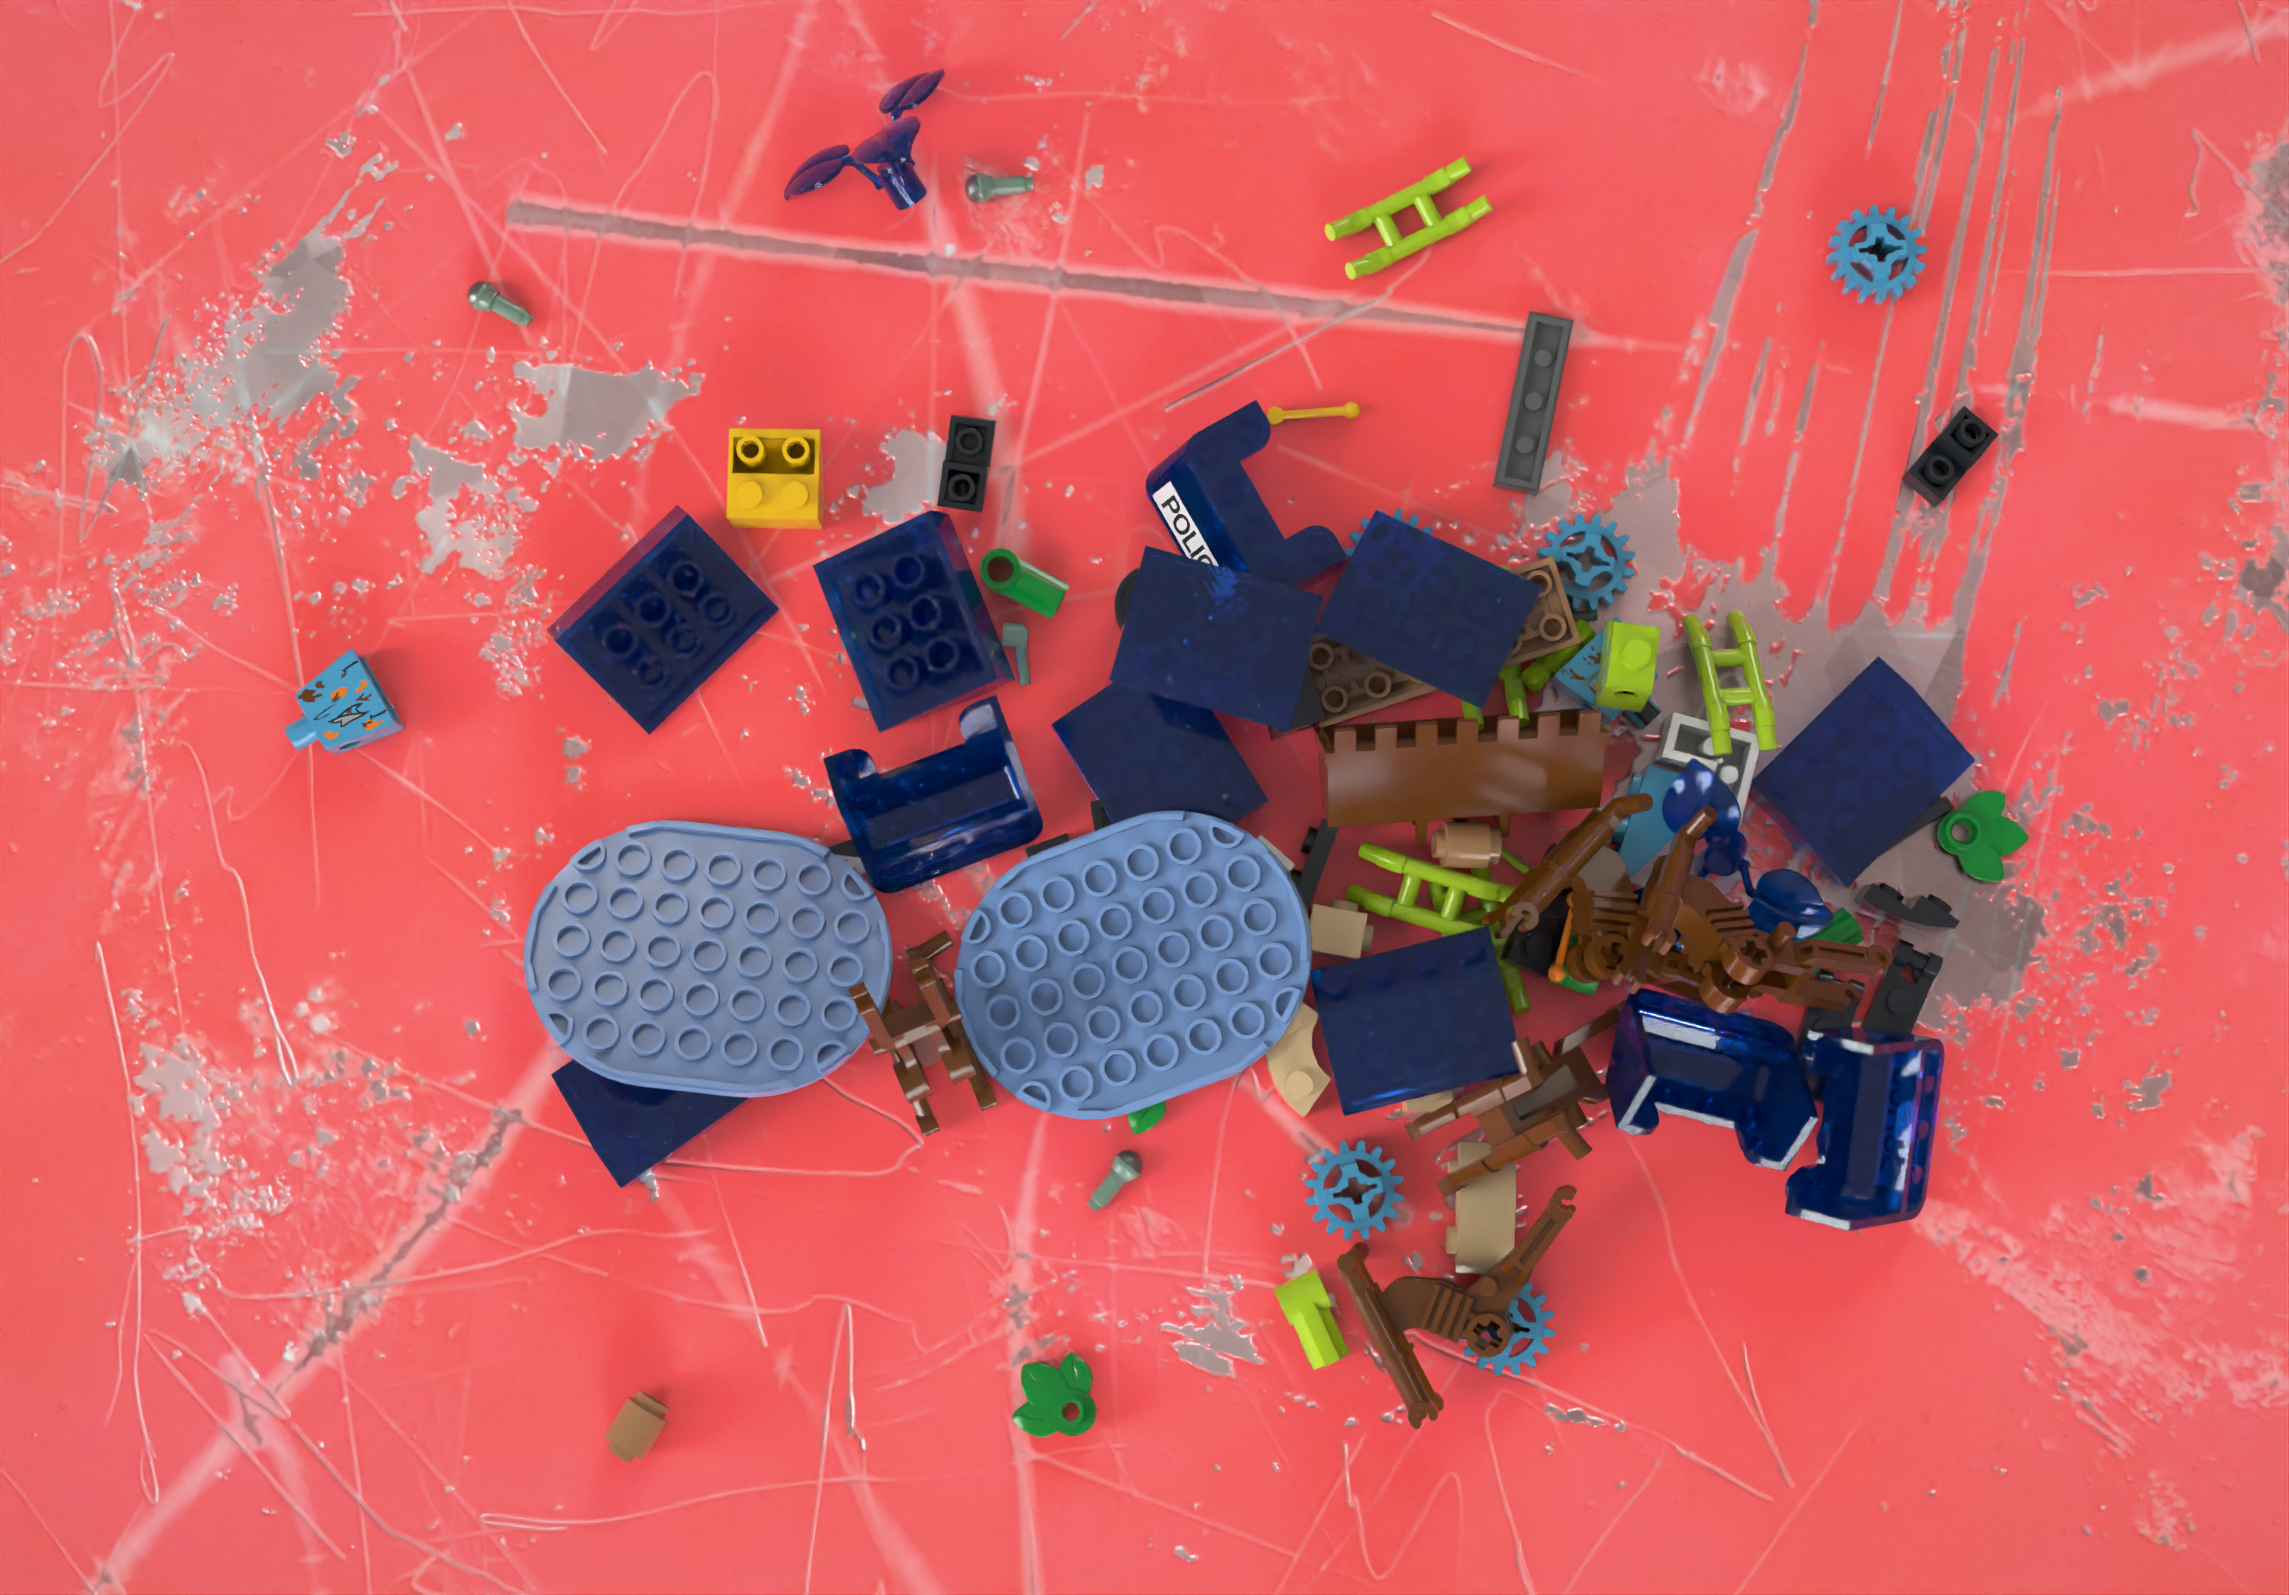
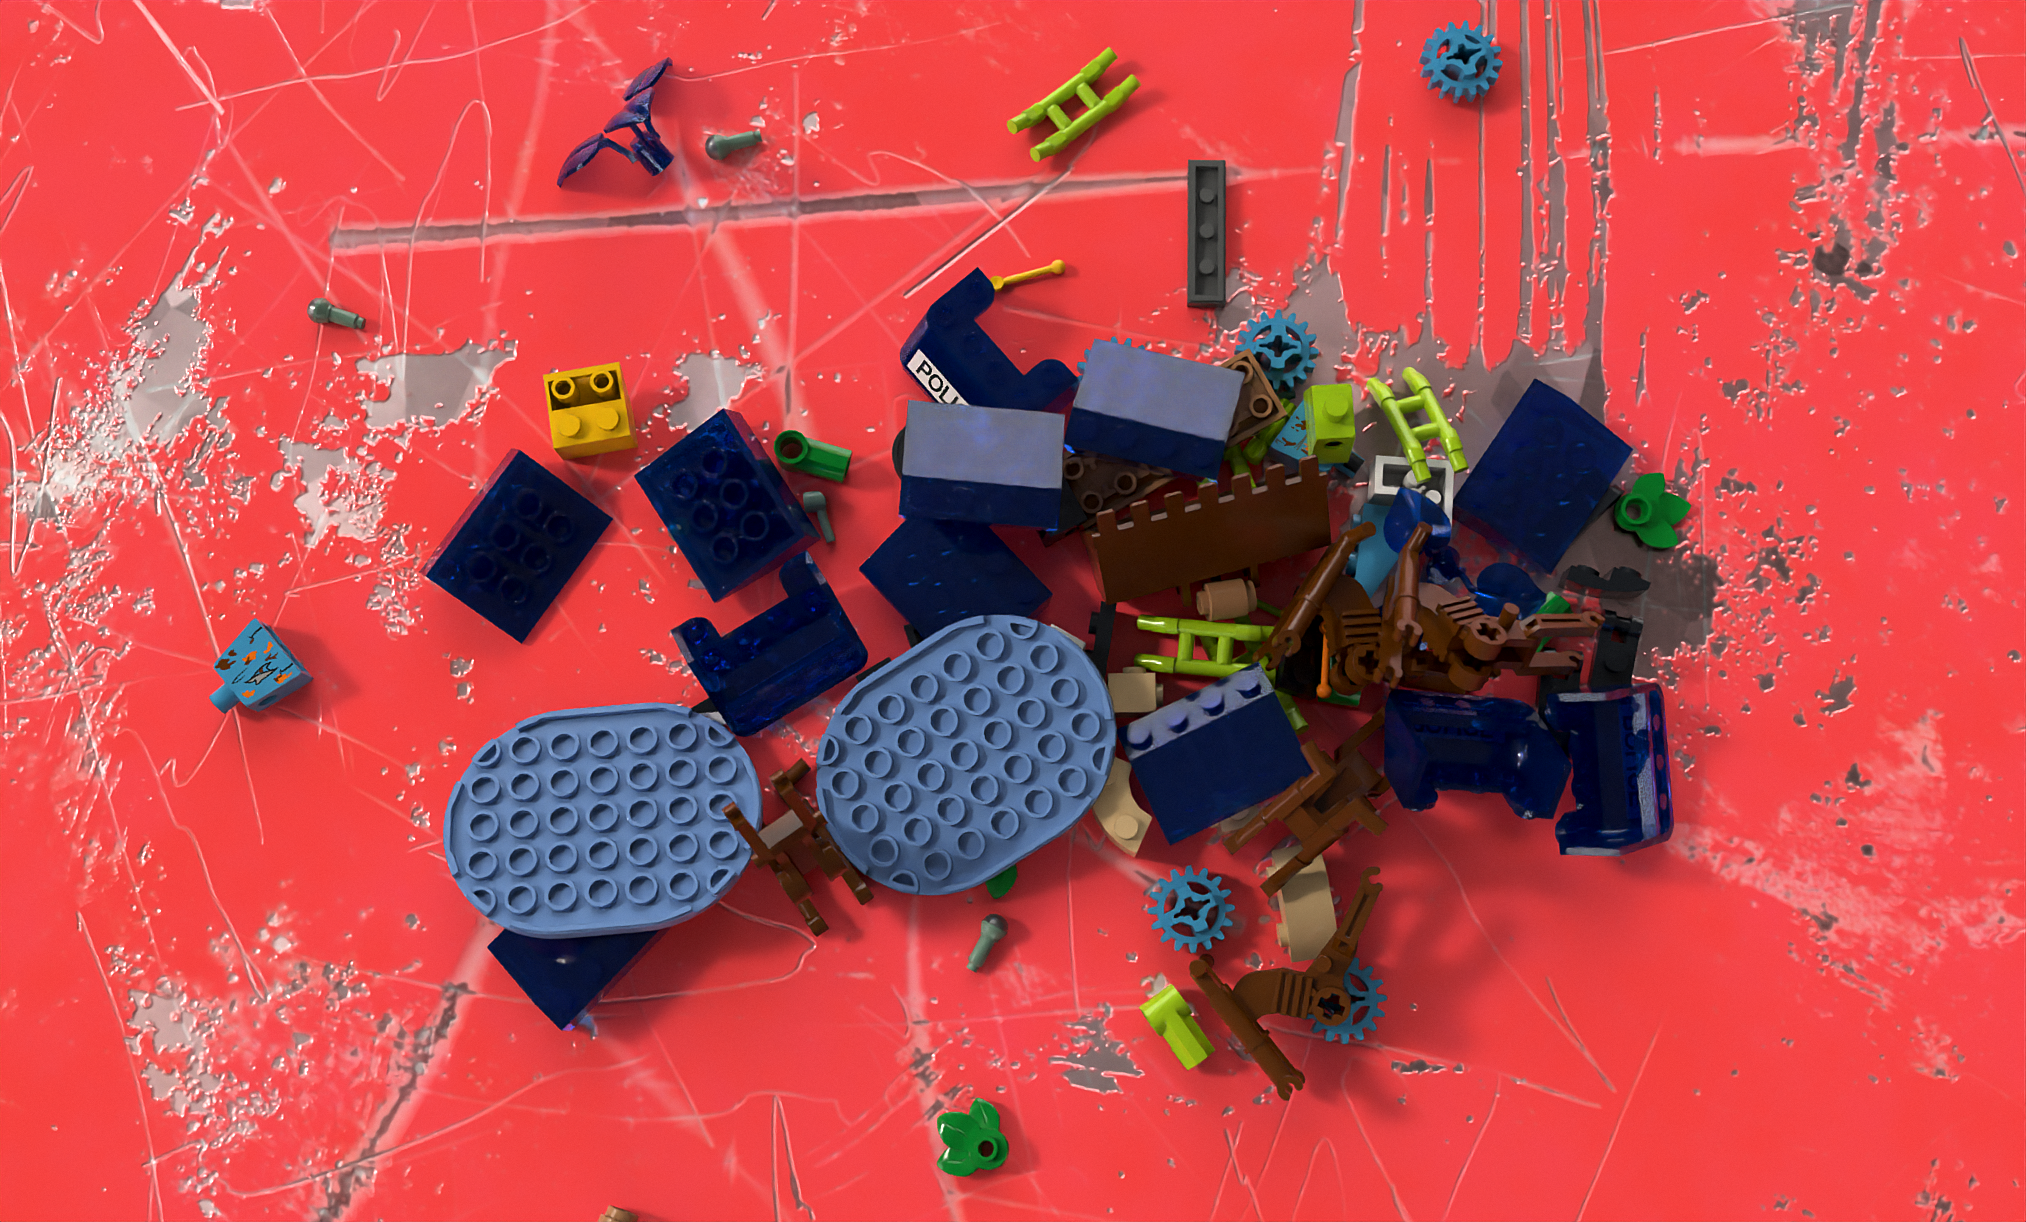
camera: 10 degrees left, 5 degrees down
(967, 463) = (748, 369): black slope -> none
(1949, 456) = (1555, 211): black slope -> none

